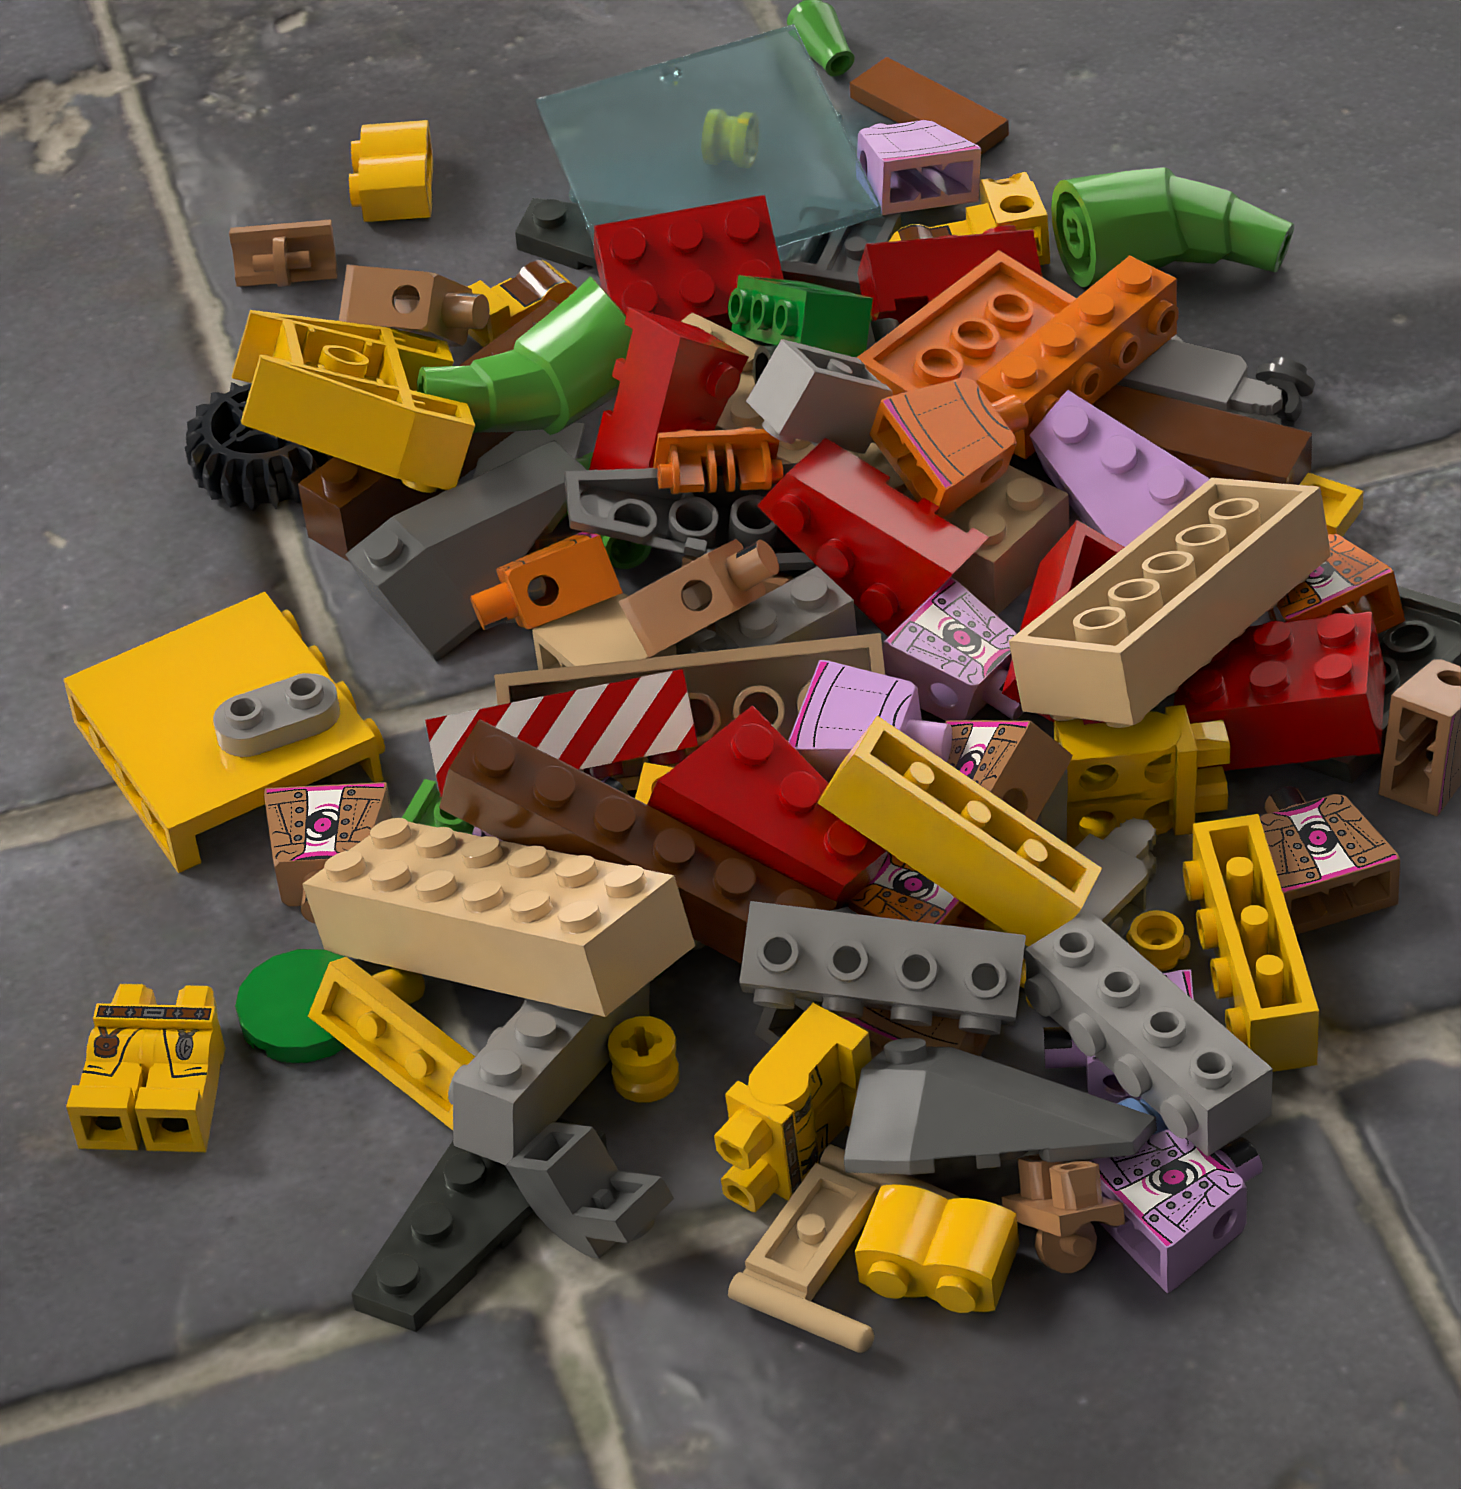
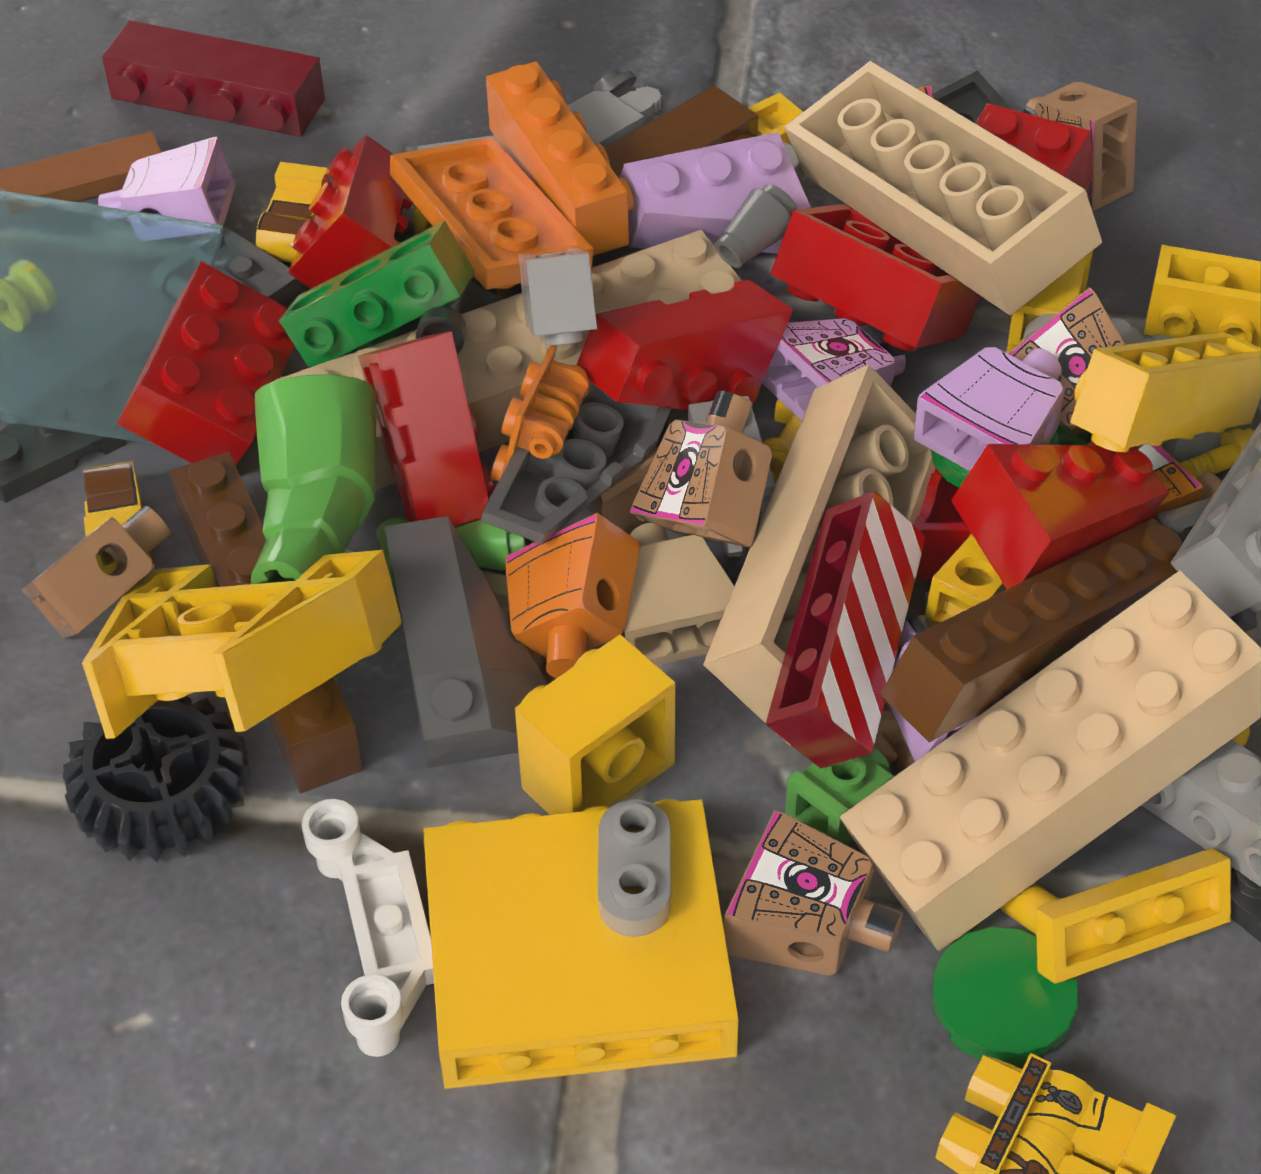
camera: 70 degrees left, 5 degrees up
(247, 573) = (385, 921): none -> white plate
(407, 649) = (596, 730): none -> yellow brick
(948, 440) = (644, 251): orange torso -> none
(1018, 204) = (263, 151): yellow leg -> none
(1055, 512) = (756, 225): none -> dark grey cone
(1098, 105) = (214, 78): none -> dark red brick
(1159, 222) = (382, 84): bright green piece -> none
(1328, 859) = (1185, 224): medium nougat torso -> none

